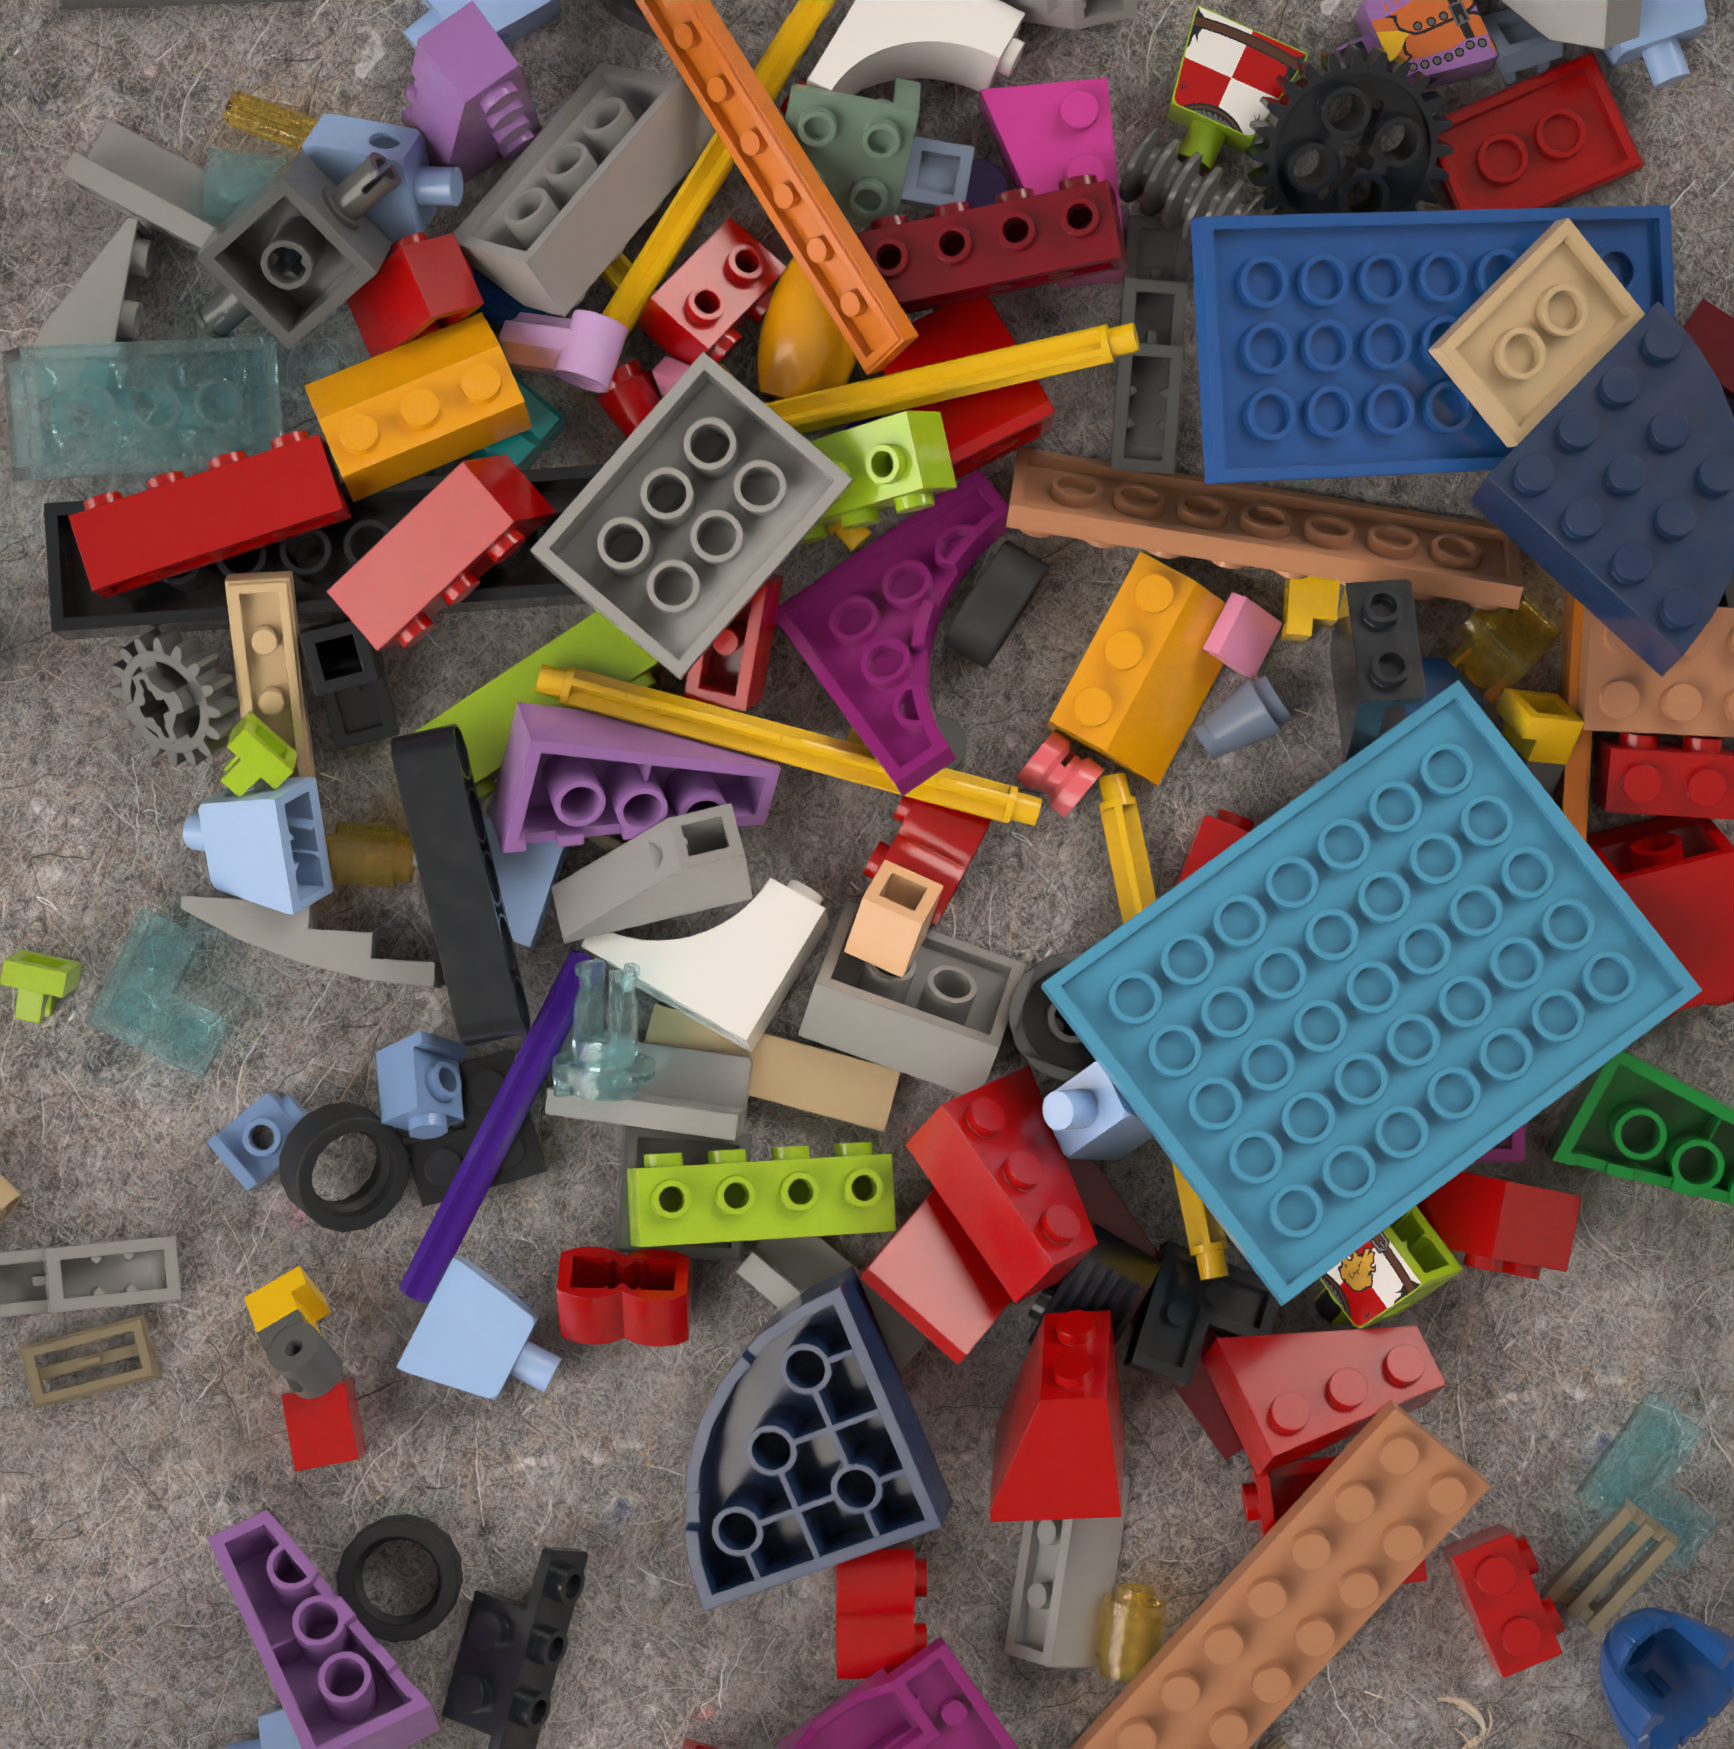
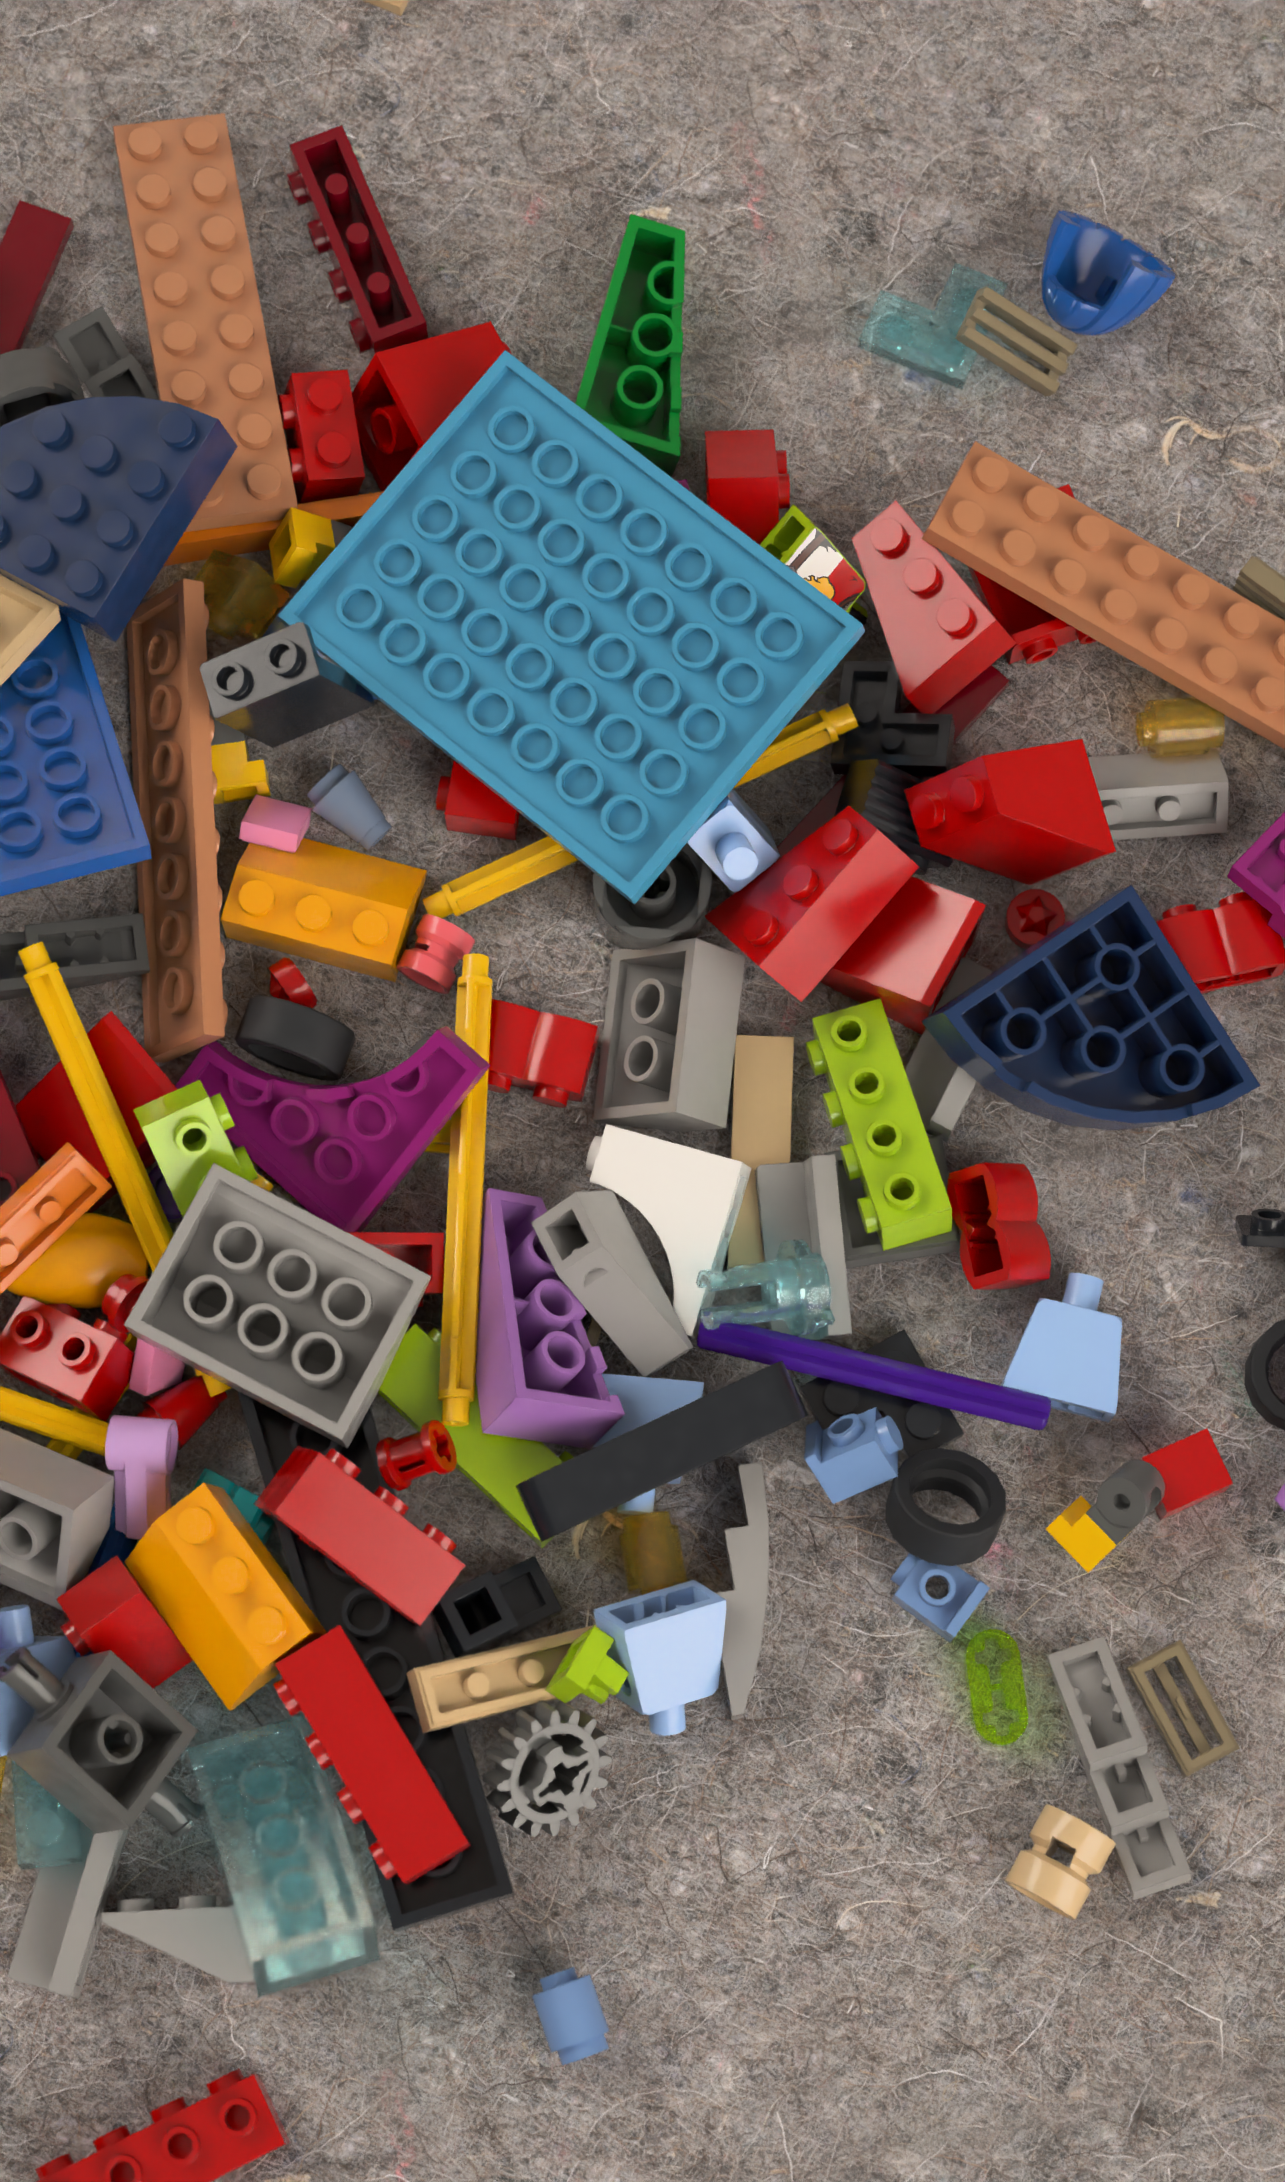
camera: 105 degrees left, 10 degrees down
(39, 982) = (840, 1837): lime tile -> none
(143, 1001) = (835, 1739): clear light blue plate -> none
(155, 1190) = (1010, 1686): none -> clear neon green beam
(515, 631) = (416, 1455): none -> red bush
(749, 367) = (121, 1300): none -> red plate
(893, 918) = (601, 1058): light nougat brick -> none
(955, 1421) = (1033, 917): none -> red tile
(1058, 613) = (289, 983): none -> red tile
(1502, 1600) = (1069, 422): red brick -> none

